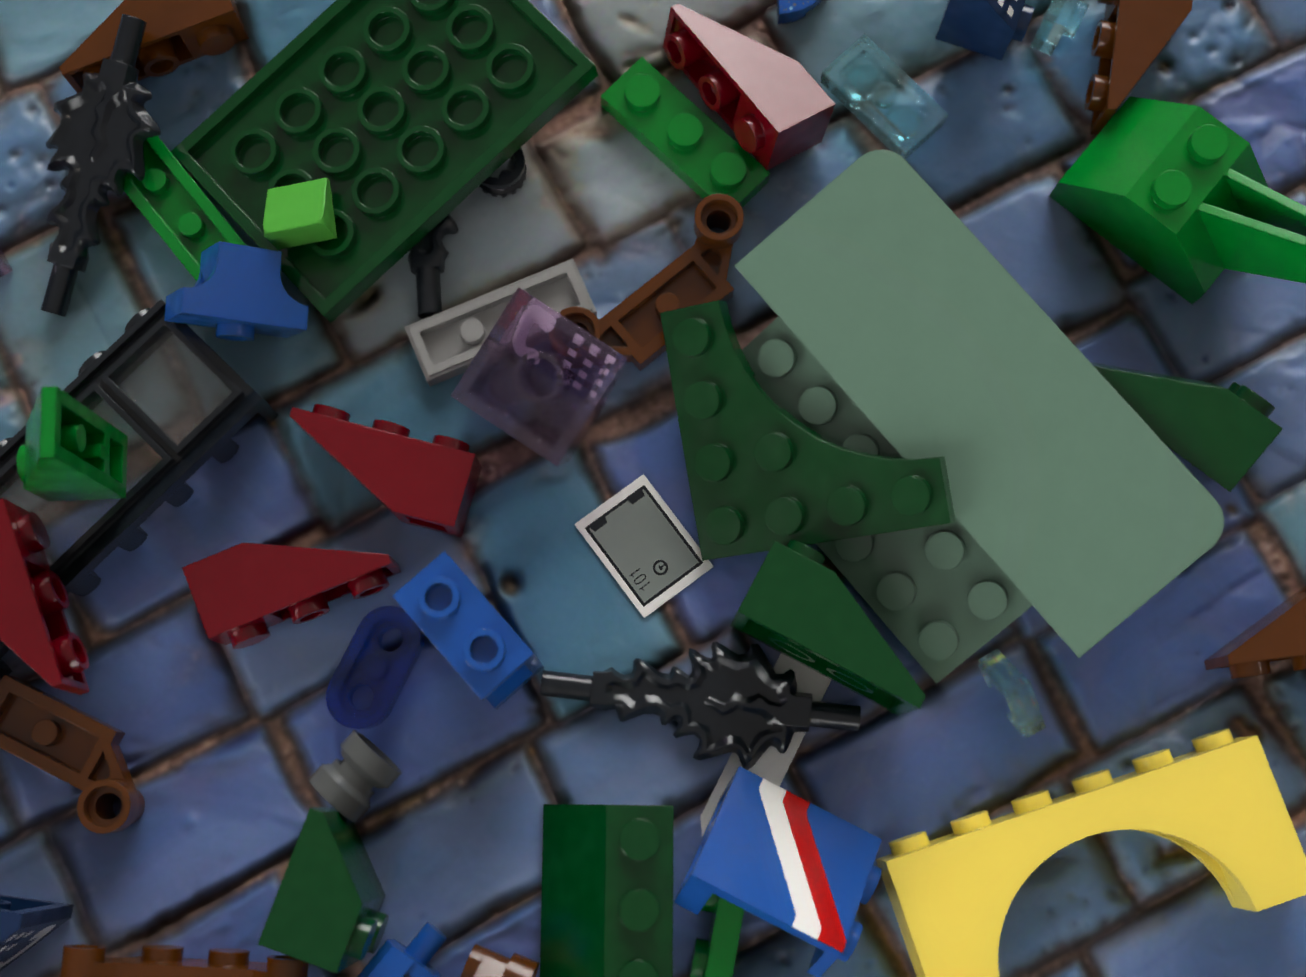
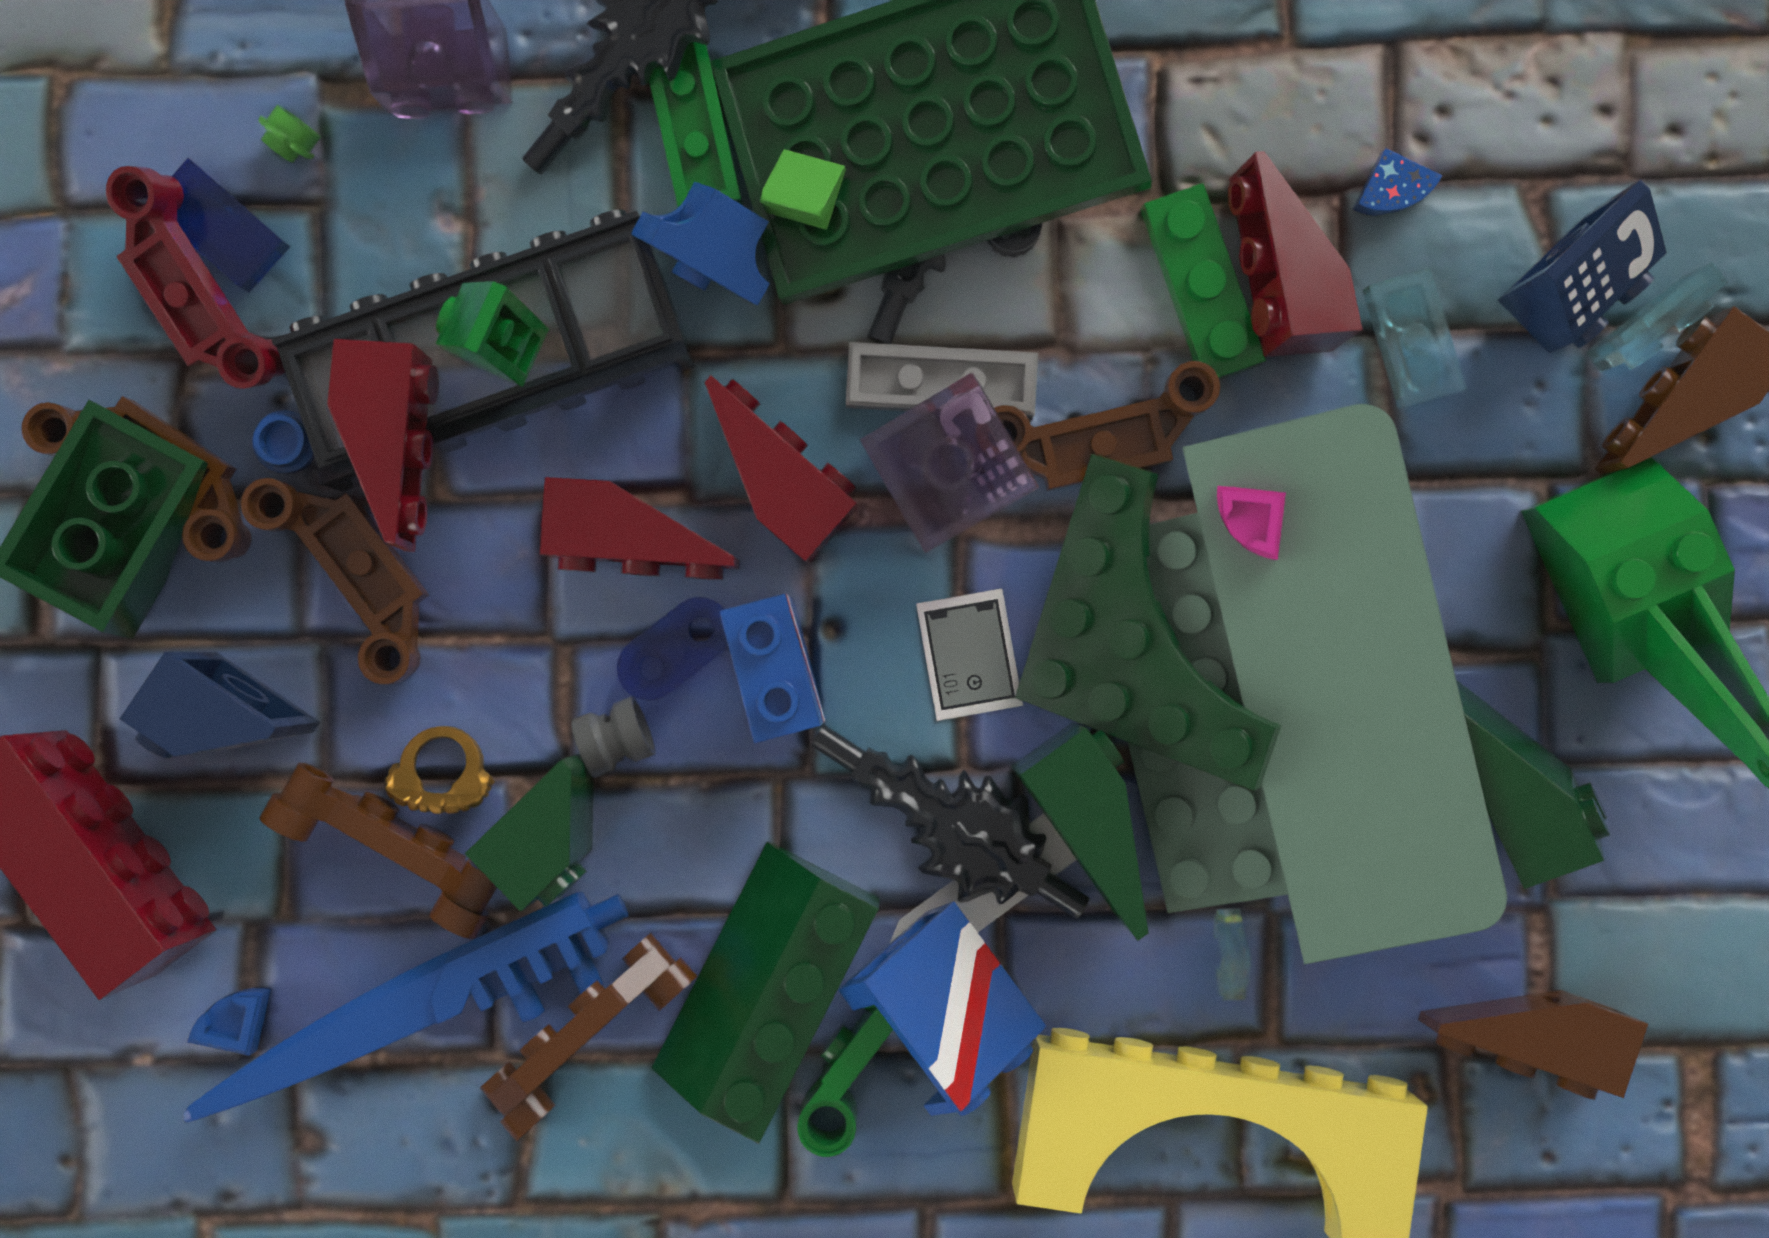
camera: 30 degrees right, 10 degrees up
(242, 894) = (466, 793): none -> pearl gold piece
(824, 292) = (1253, 518): none -> dark pink tile

